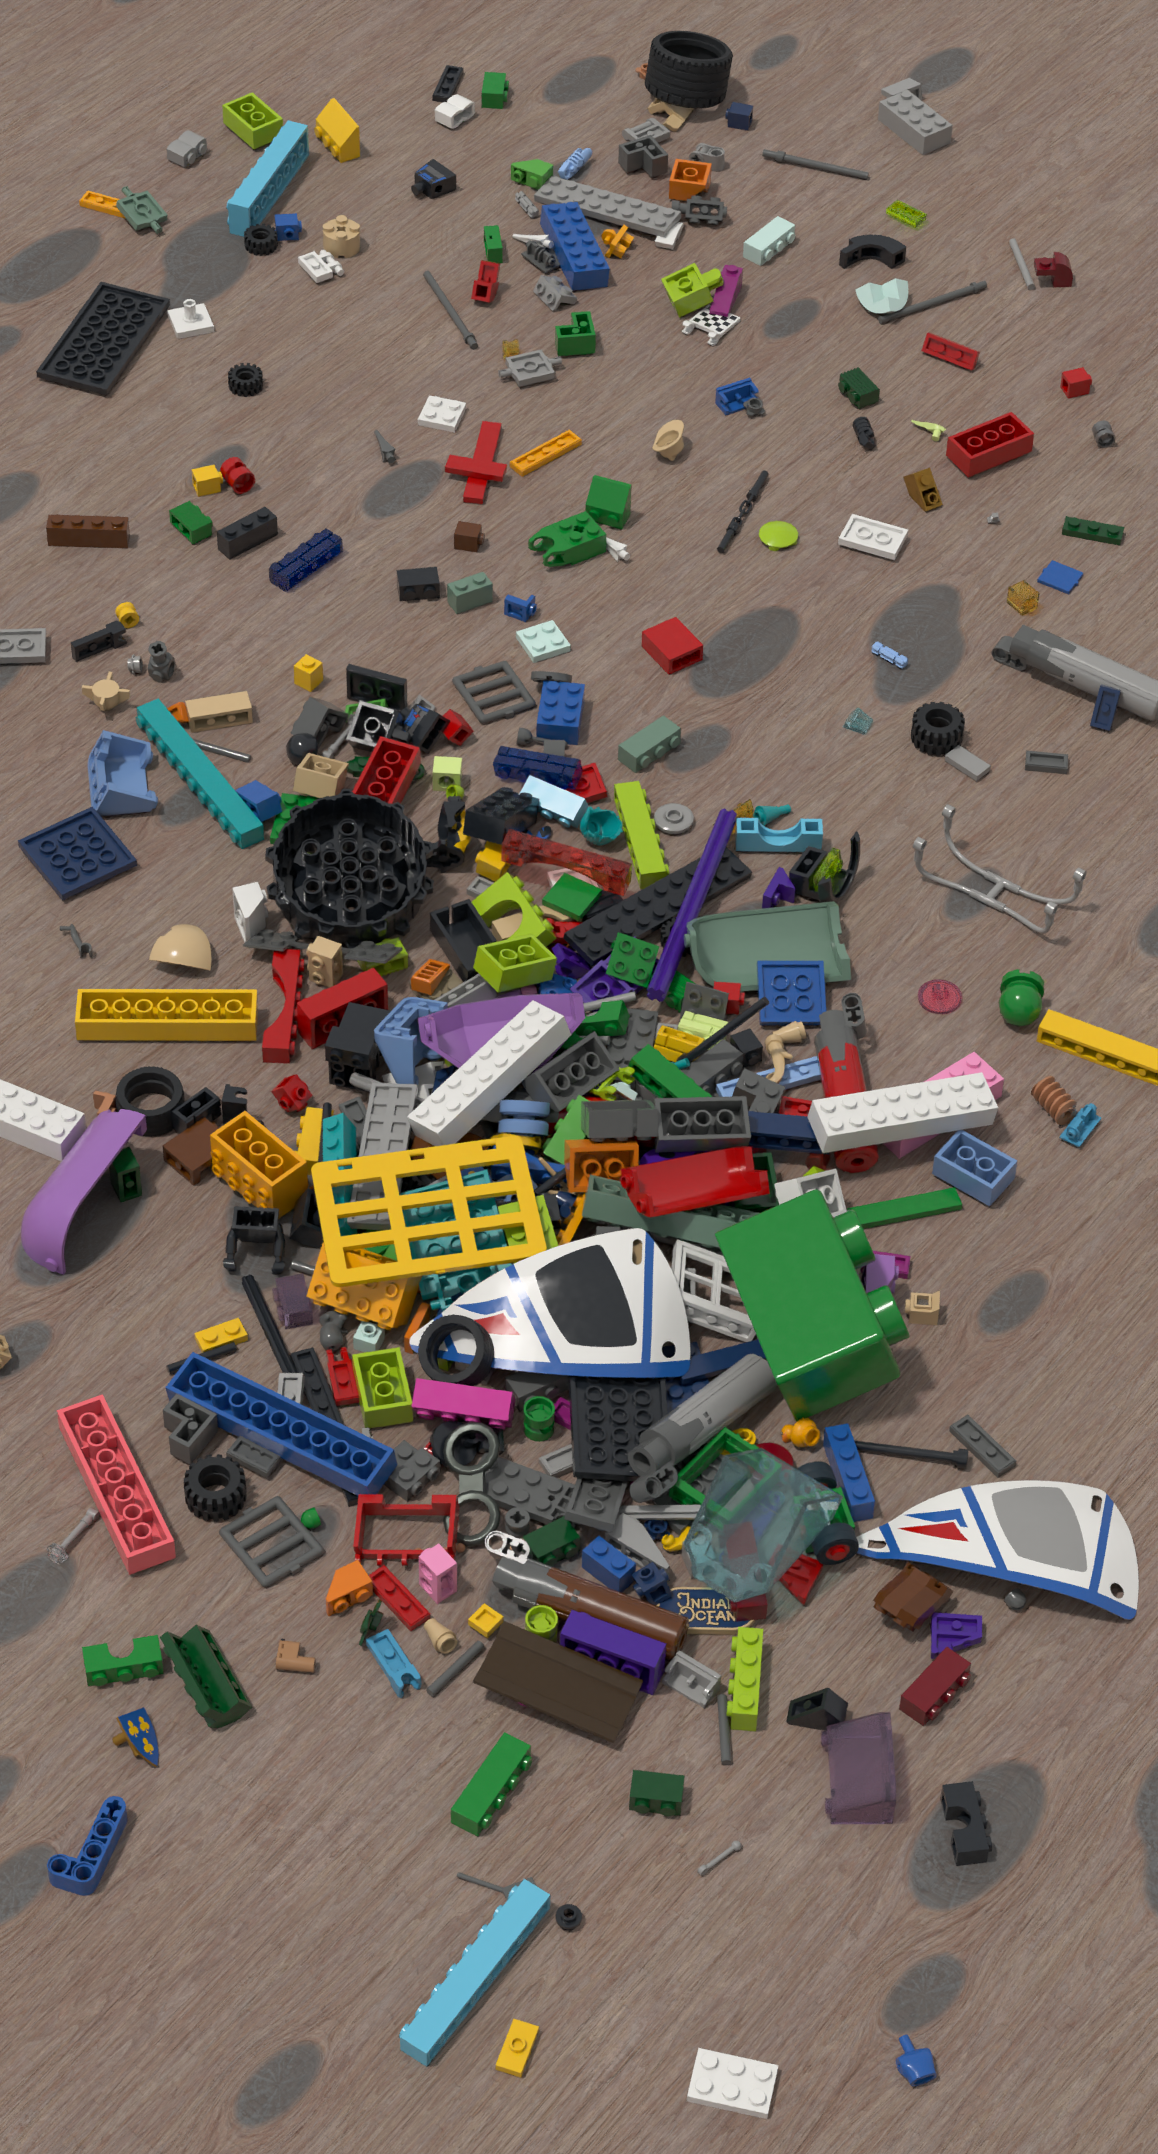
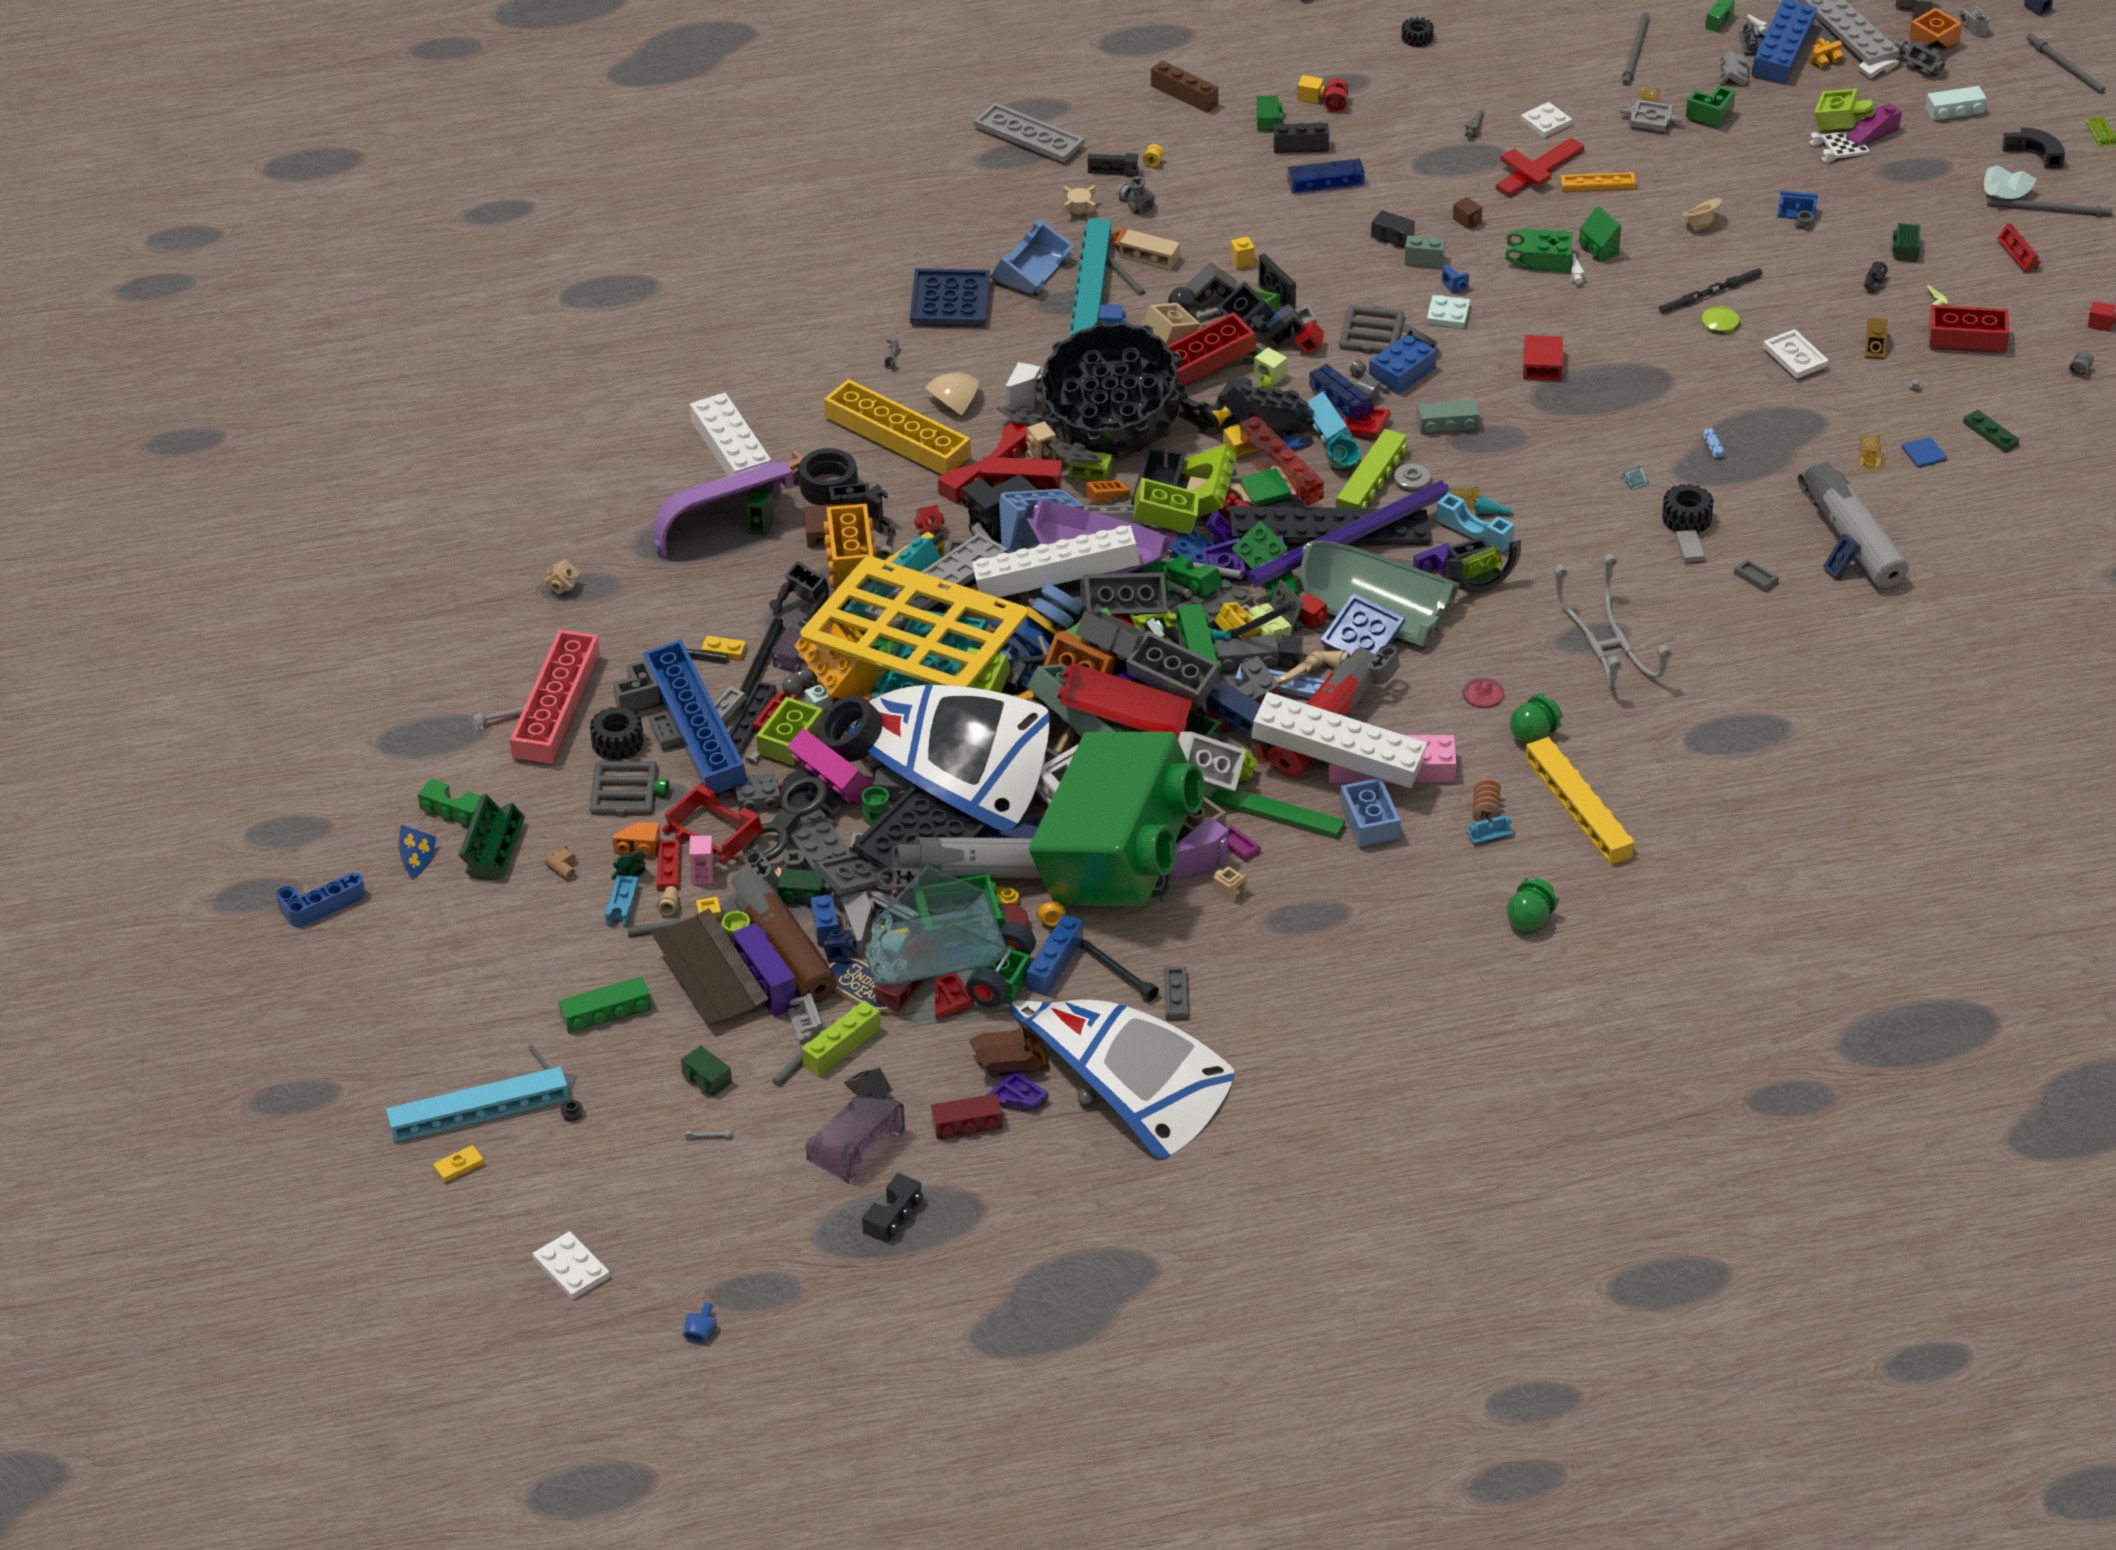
camera: 40 degrees right, 5 degrees down
(487, 284) = (1681, 42): red brick -> none

